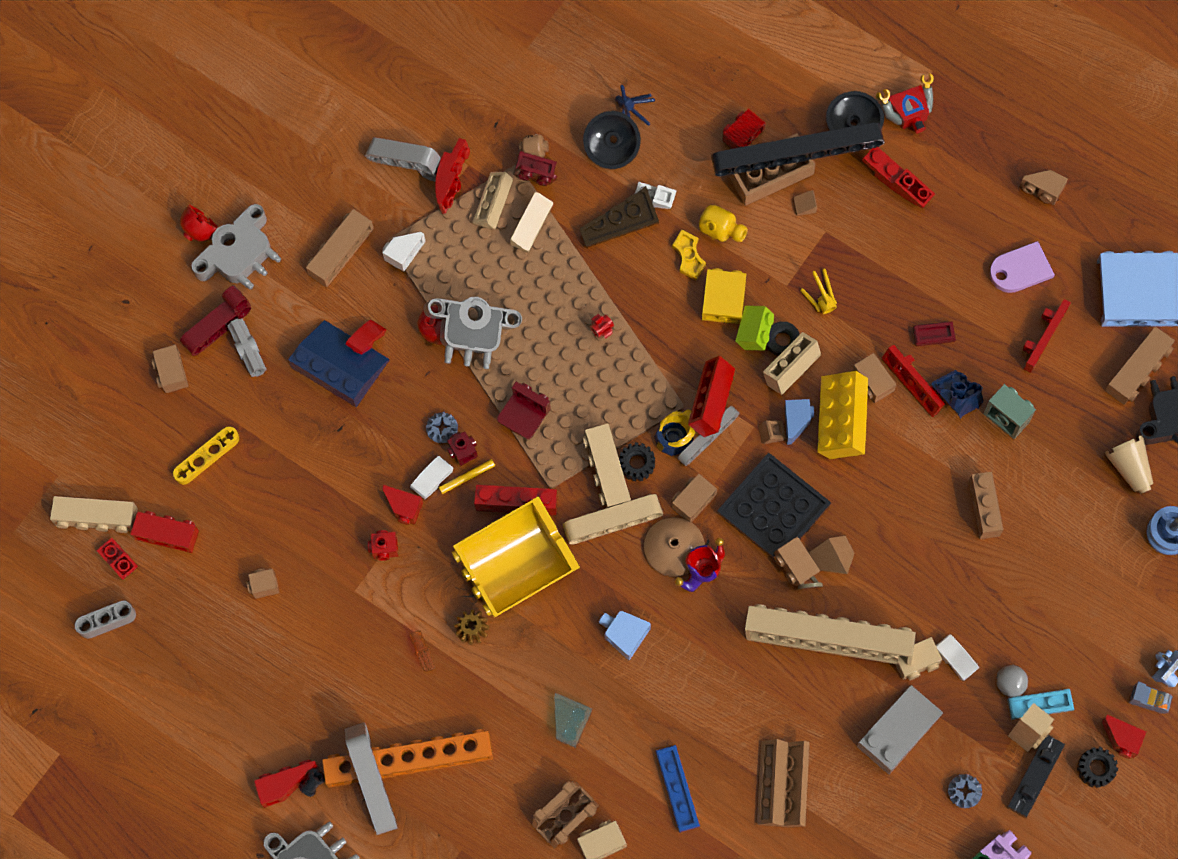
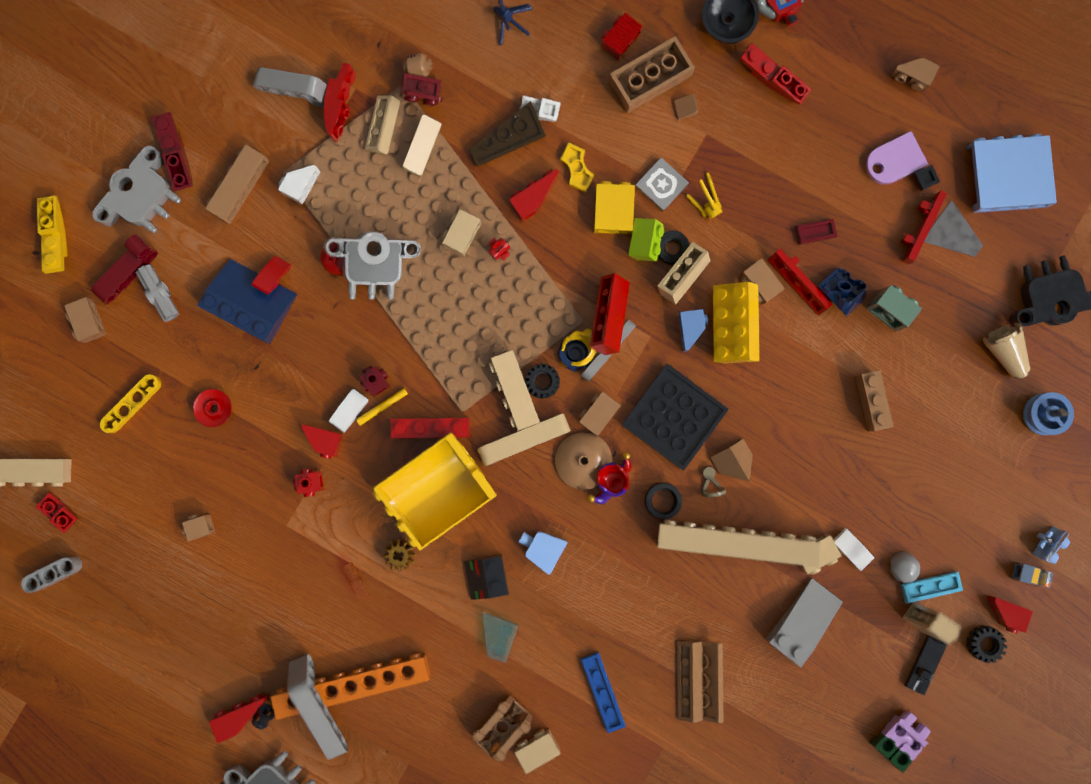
camera: 10 degrees left, 15 degrees up
(146, 283) = (52, 232): none -> yellow slope
(165, 531) = (98, 483): red brick -> none
(196, 225) = (93, 170): red cylinder -> none
(278, 212) = (173, 151): none -> dark red slope
(291, 455) = (203, 408): none -> red dish
(434, 433) = (359, 365): sand blue gear -> none
(524, 411) = (430, 340): dark red bracket -> none
(562, 656) = (487, 577): none -> black slope
(564, 308) = (461, 232): none -> tan brick
(598, 142) = (487, 66): black dish -> none
(638, 282) = (531, 199): none -> red slope
(721, 224) = (606, 135): yellow piece -> none
(752, 576) = (677, 503): none -> black tyre
(772, 432) = (668, 341): medium nougat slope -> none
(775, 276) = (662, 184): none -> light grey tile
(796, 562) = (700, 471): medium nougat brick -> none
(797, 149) = (677, 54): black beam -> none
(957, 796) = (859, 668): sand blue gear -> none
(1051, 287) = (926, 178): none -> black plate
(1080, 345) = (954, 232): none -> flat silver sticker
(1140, 365) = (1013, 251): medium nougat brick -> none

